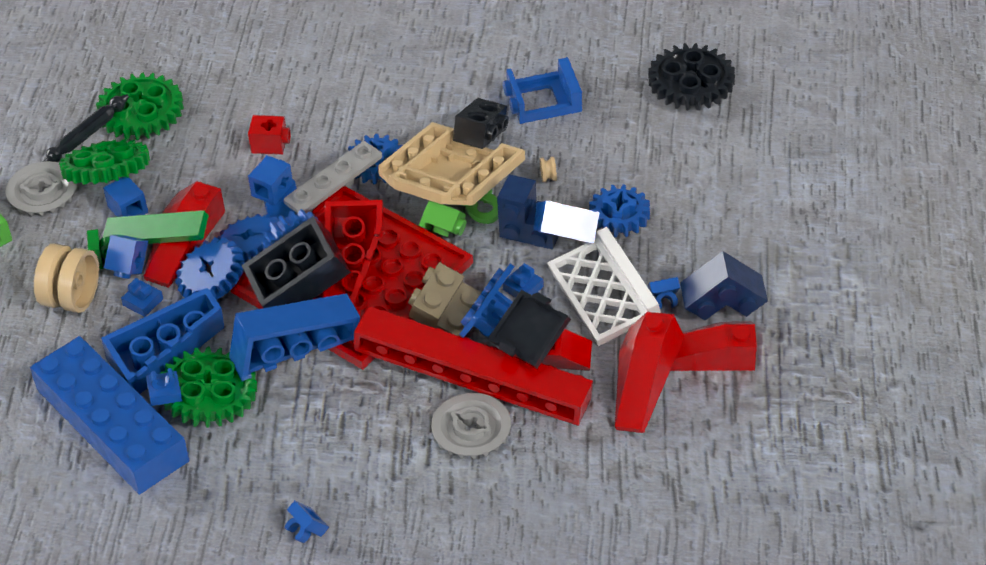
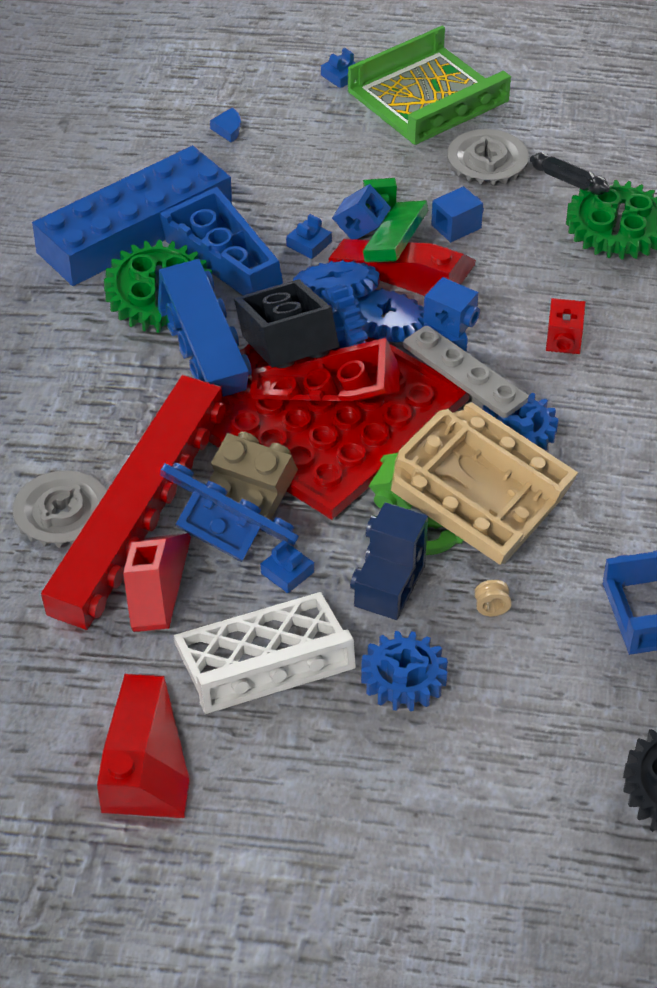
camera: 90 degrees right, 0 degrees up
(66, 277) = (321, 165): tan wheel -> none
(104, 161) = (510, 188): green gear -> none
(163, 387) = (142, 237): blue tile -> none
(480, 123) = (574, 520): black brick -> none
(529, 328) = (151, 531): black piece -> none
(566, 221) = (361, 591): hinge -> none
(644, 368) = (111, 674): red wedge -> none
(665, 289) = (246, 708): blue tile -> none
(723, 283) = (224, 772): dark blue brick -> none

